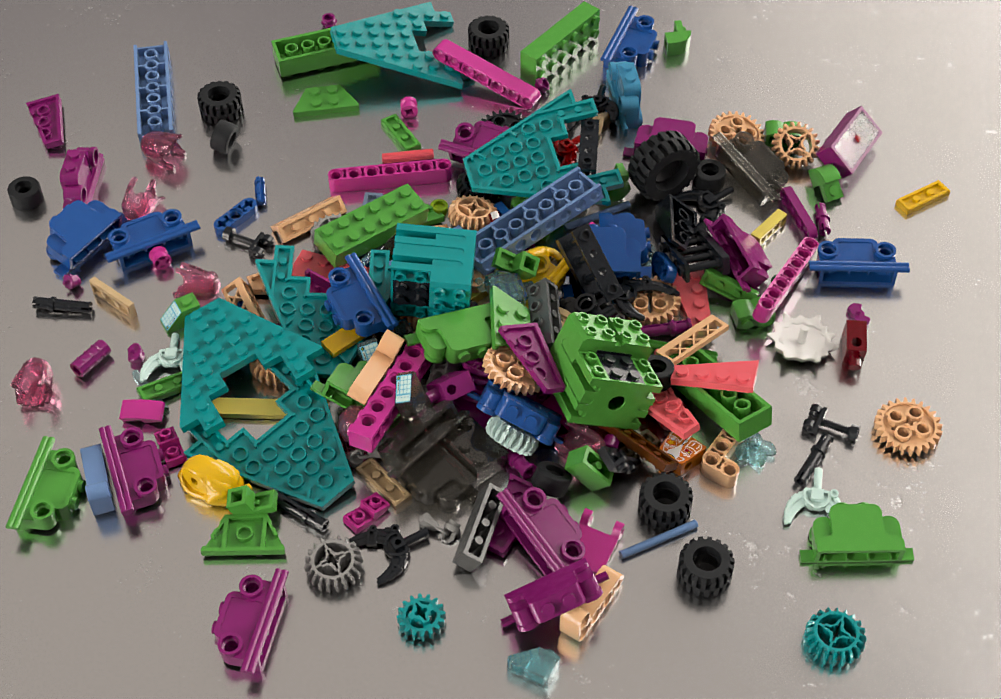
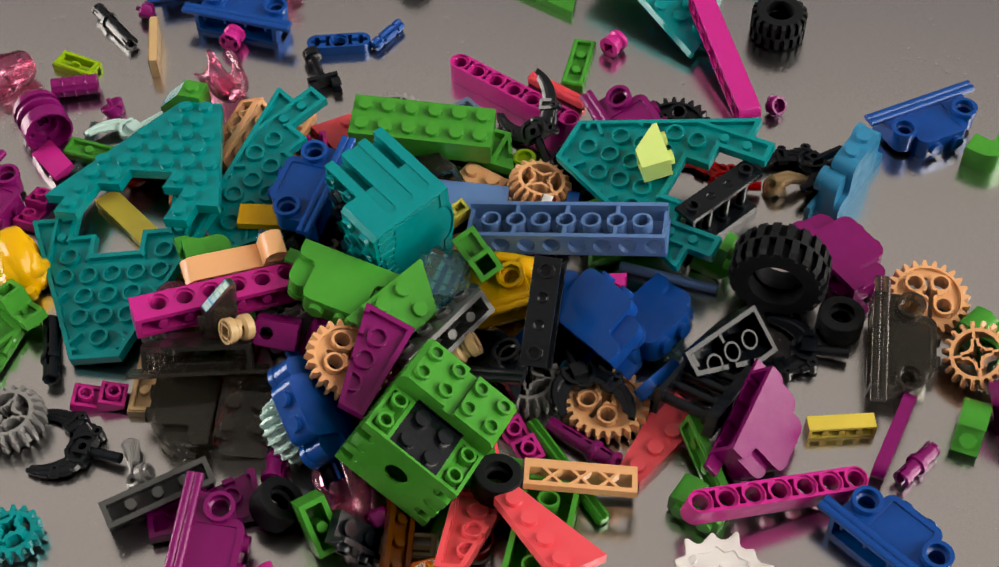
camera: 45 degrees right, 0 degrees up
(70, 348) = (75, 68): none -> lime tile
(105, 390) = (42, 118): none -> magenta wheel
(304, 220) = (381, 85): light nougat fence -> none
(434, 176) = (536, 128): none -> black bar
(436, 397) = (236, 328): none -> tan wheel
(536, 147) = (652, 155): none -> yellowish green slope
(559, 43) = (843, 72): bright green brick -> none

